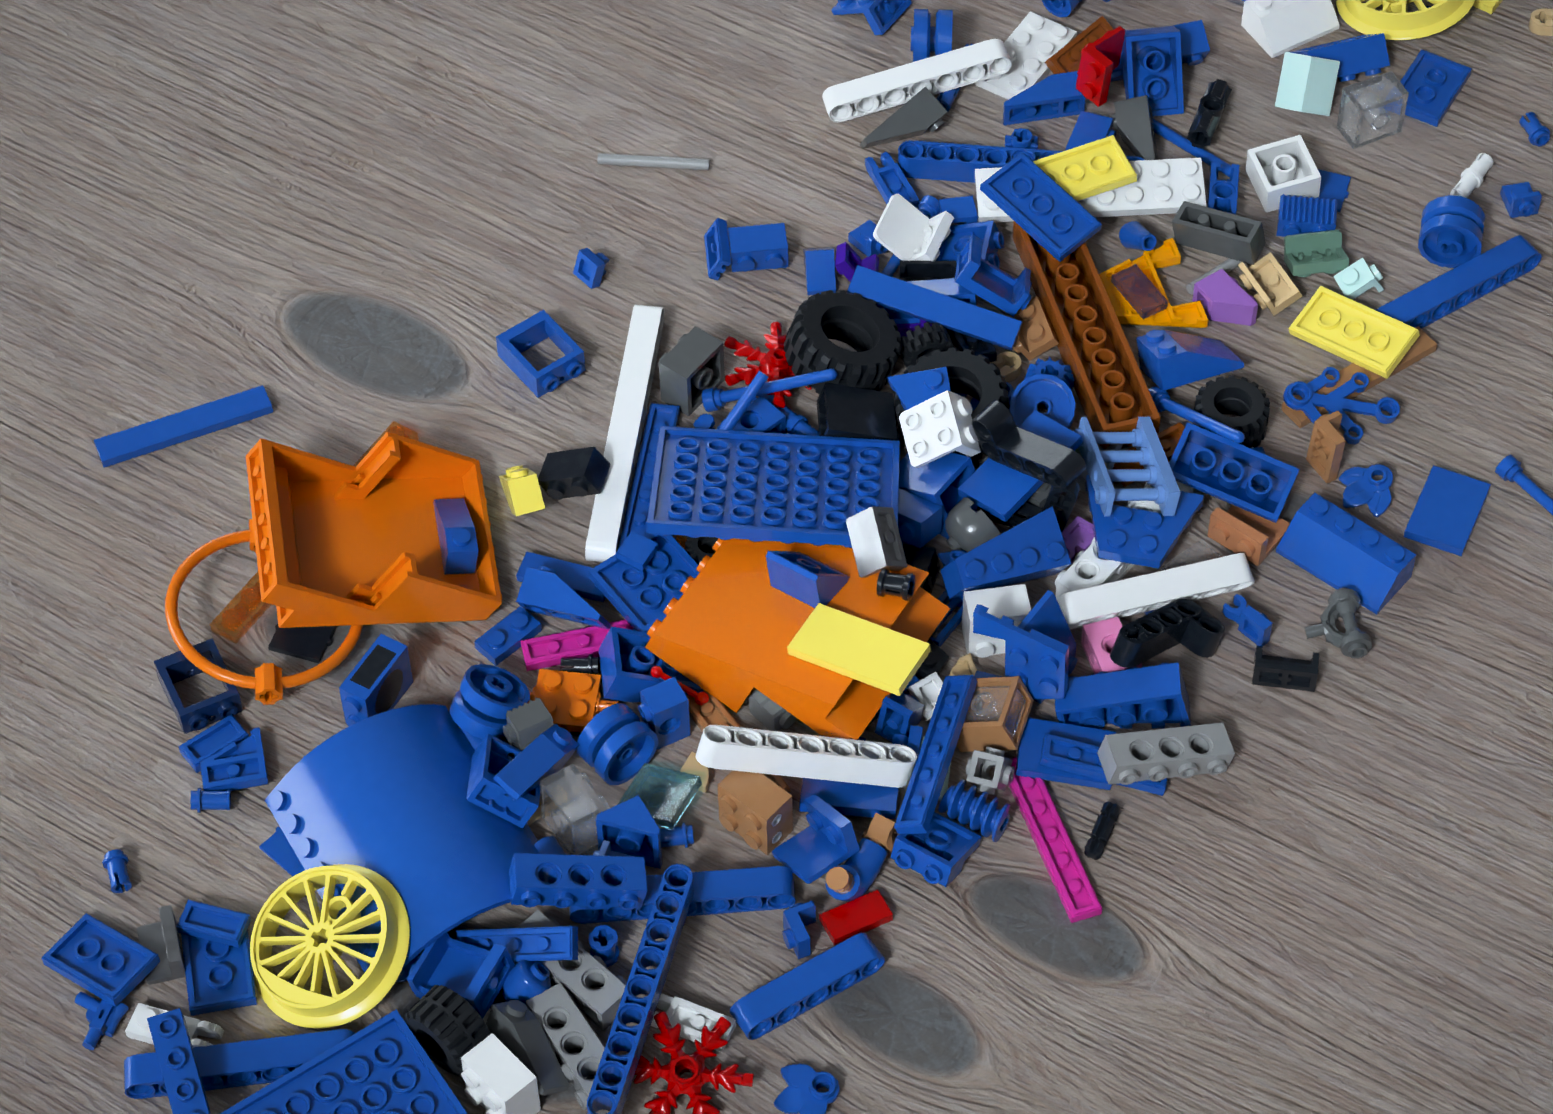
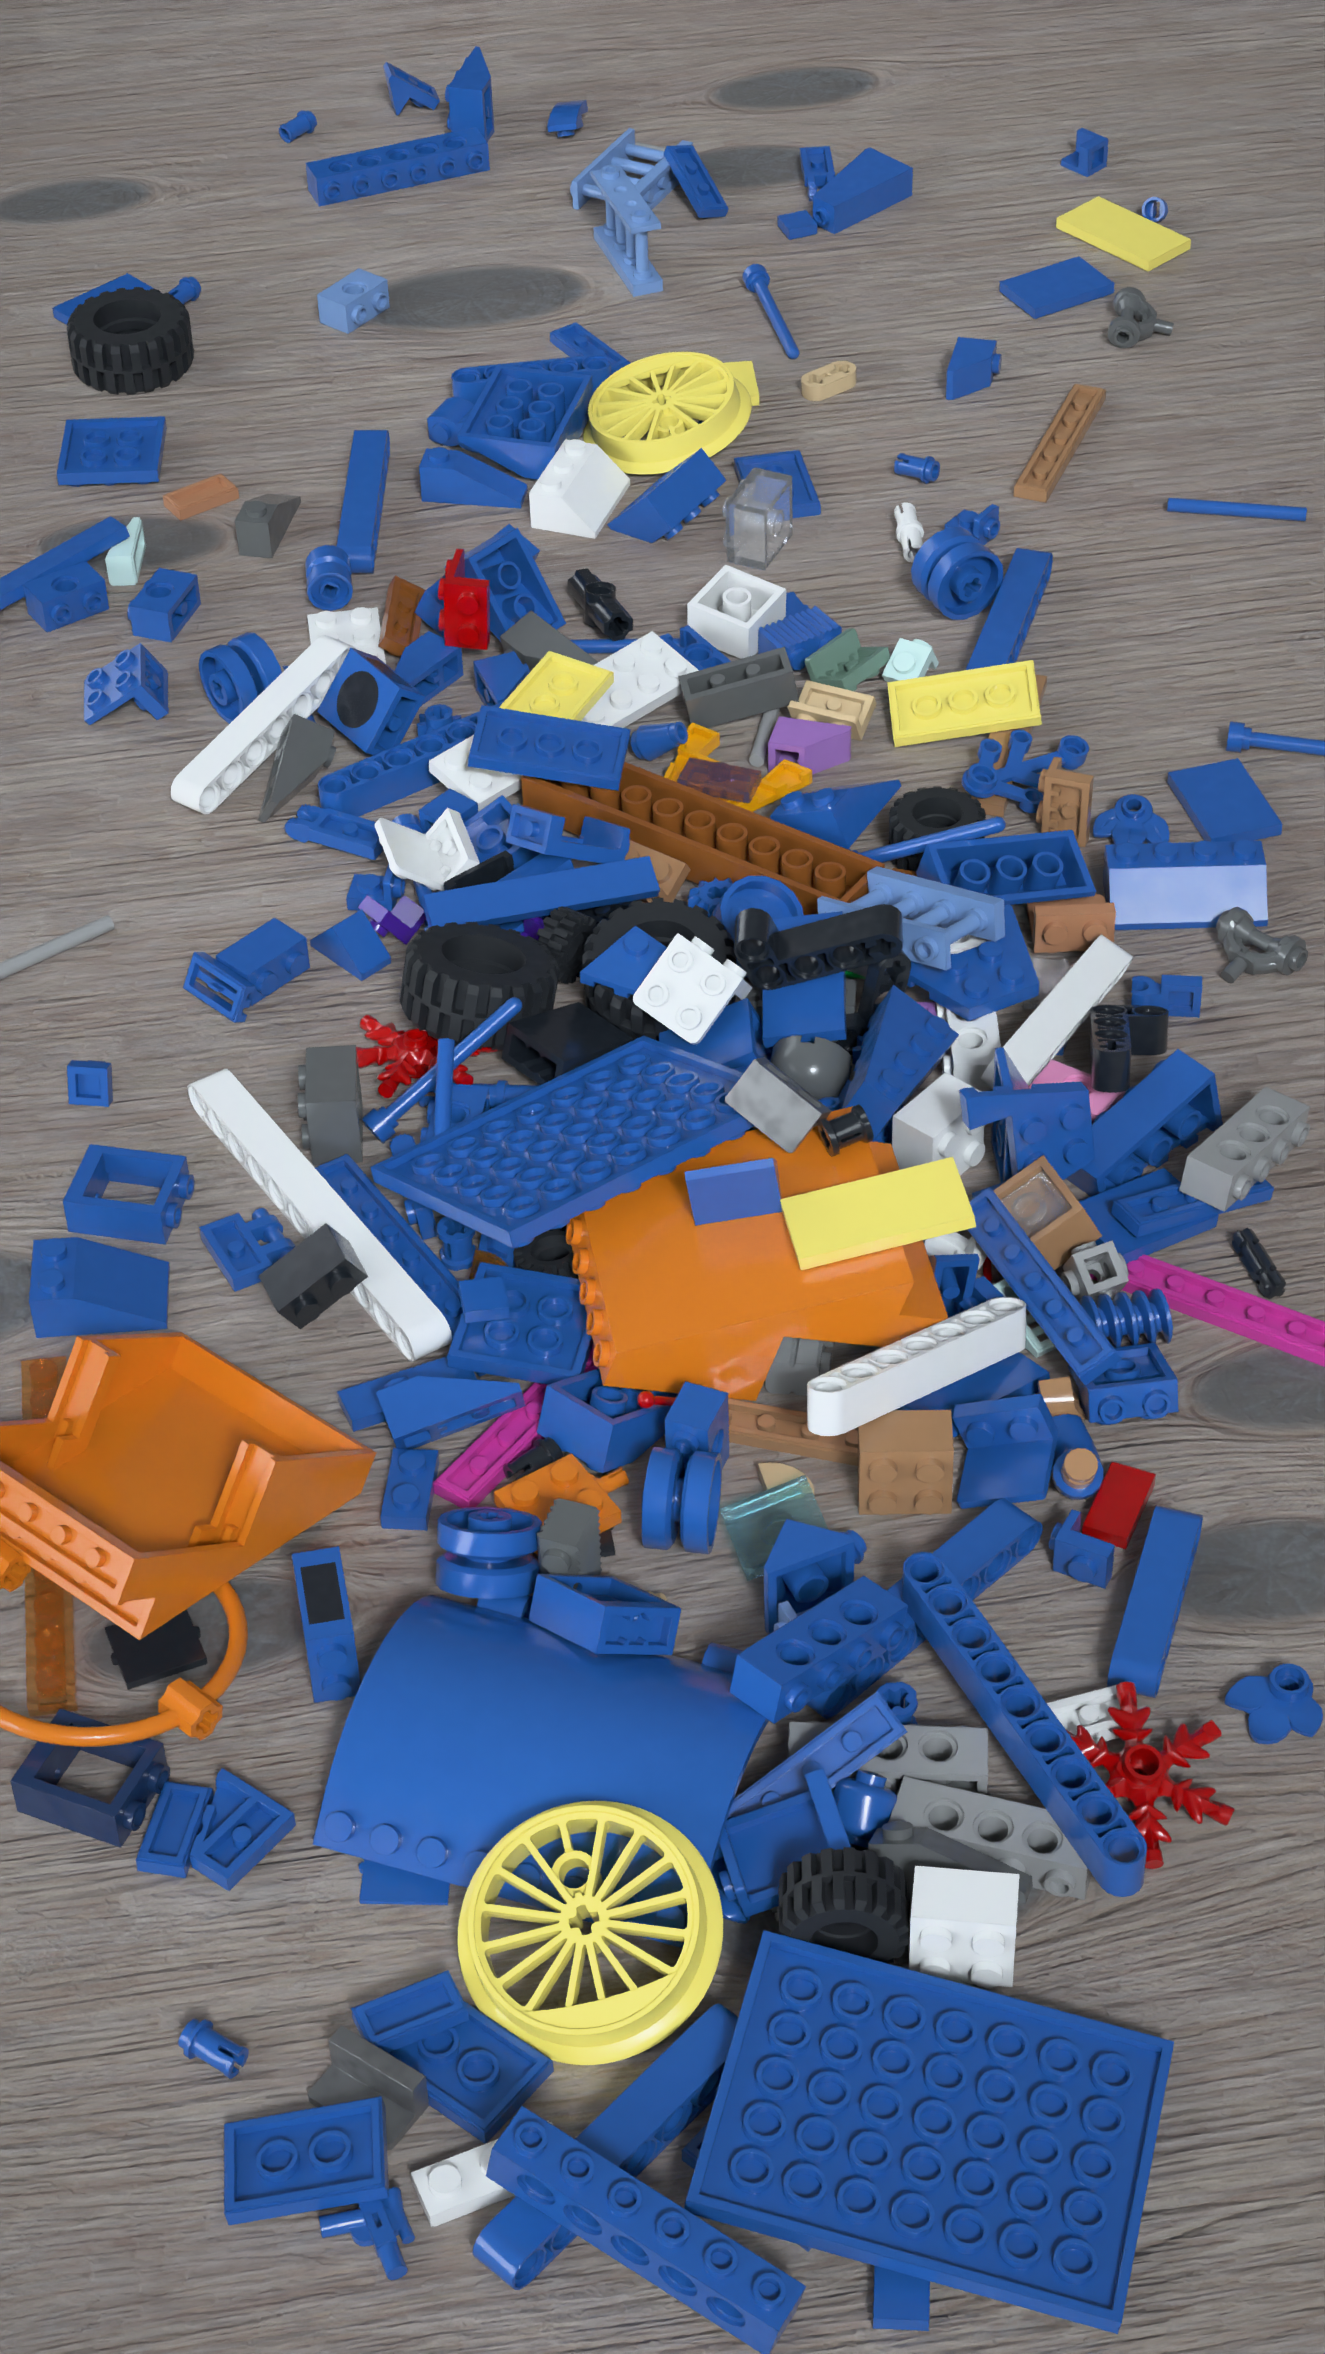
camera: 40 degrees left, 10 degrees down
(210, 800) = (234, 1896): blue pin -> none
(456, 536) = (242, 1414): blue slope -> none
(469, 402) = (95, 1289): none -> blue slope
(522, 490) = (264, 1333): light yellow slope -> none
(537, 761) = (628, 1561): blue slope -> none
(563, 426) = (237, 1248): none -> blue plate
(571, 809) = (717, 1593): clear brick -> none
(987, 104) = (370, 703): none -> blue brick
(1285, 672) = (1253, 1019): black hinge -> none
(1307, 84) = (667, 530): light aqua slope -> none

